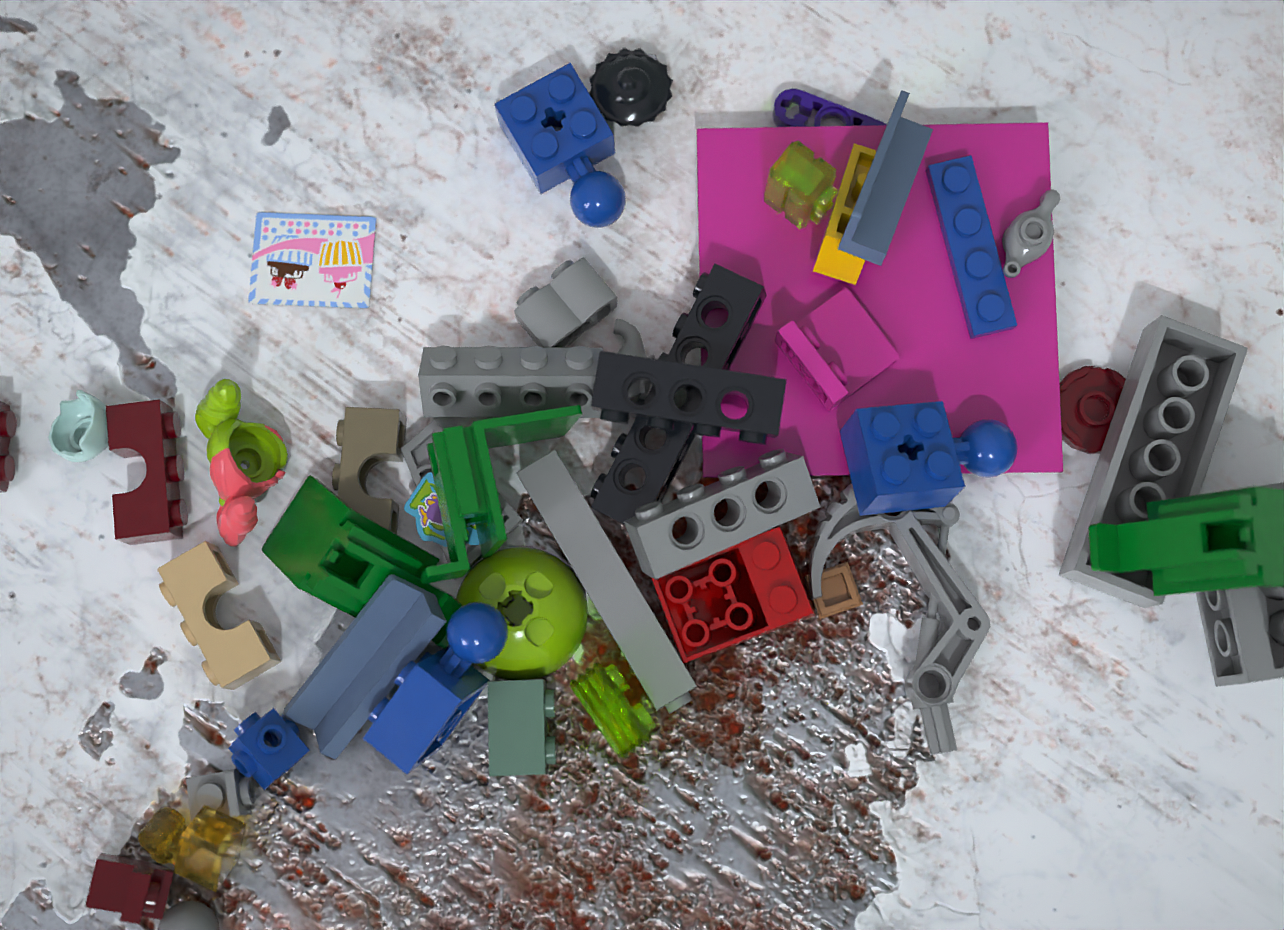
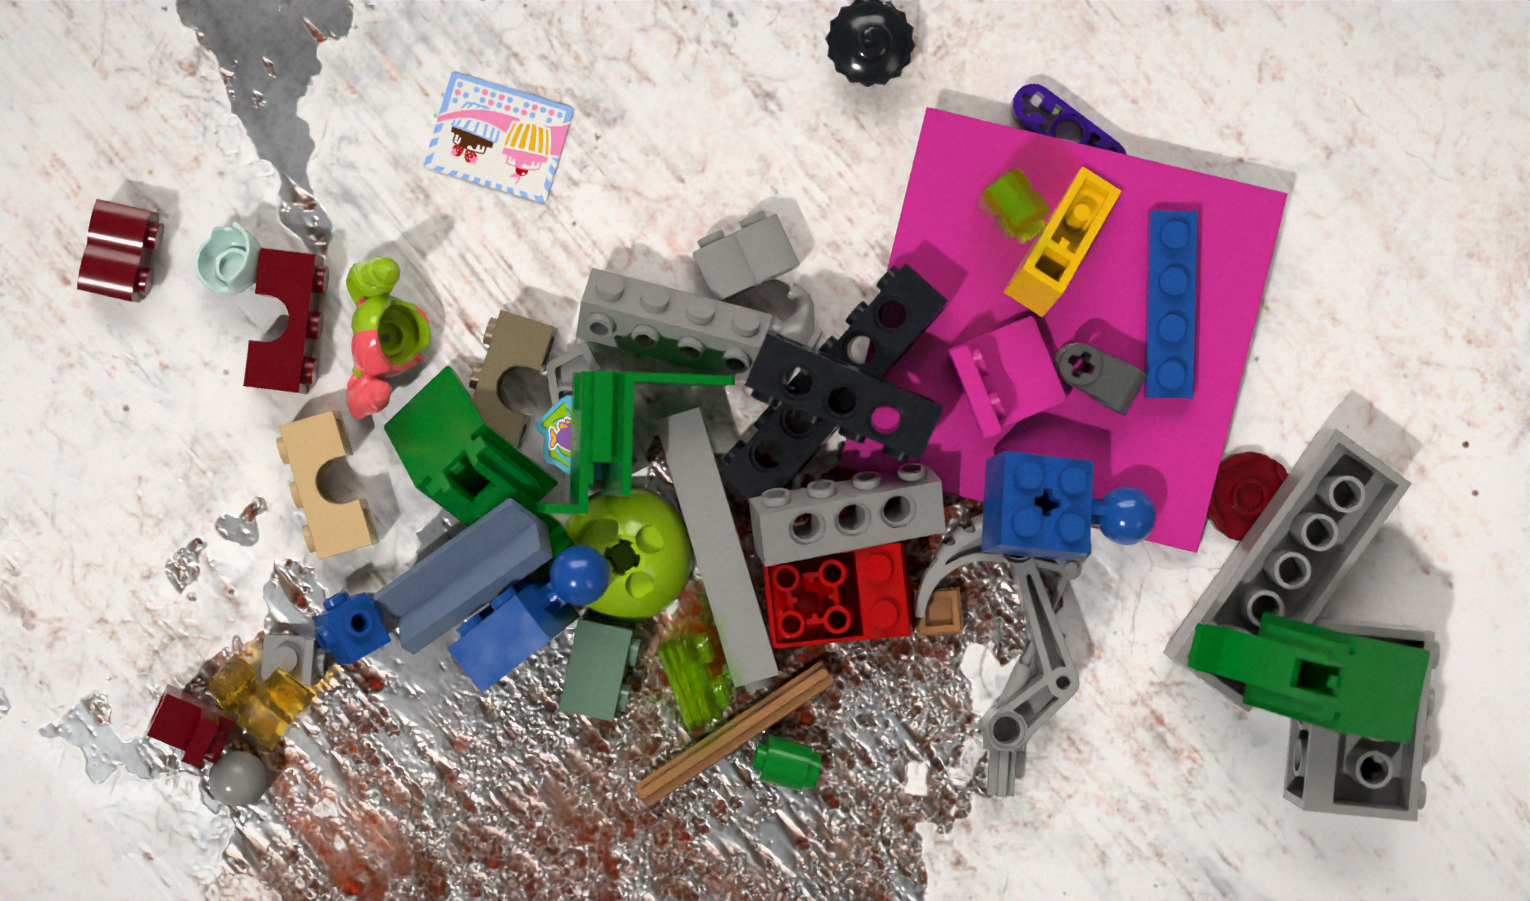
camera: 10 degrees right, 10 degrees up
(568, 153) = (805, 151): blue brick -> none
(667, 760) = (734, 734): none -> medium nougat axle
(727, 775) = (786, 764): none -> green brick
(886, 187) = (1099, 229): sand blue panel -> none
(931, 326) = (1105, 378): none -> dark grey piece
(1029, 235) = (1231, 311): light grey piece -> none

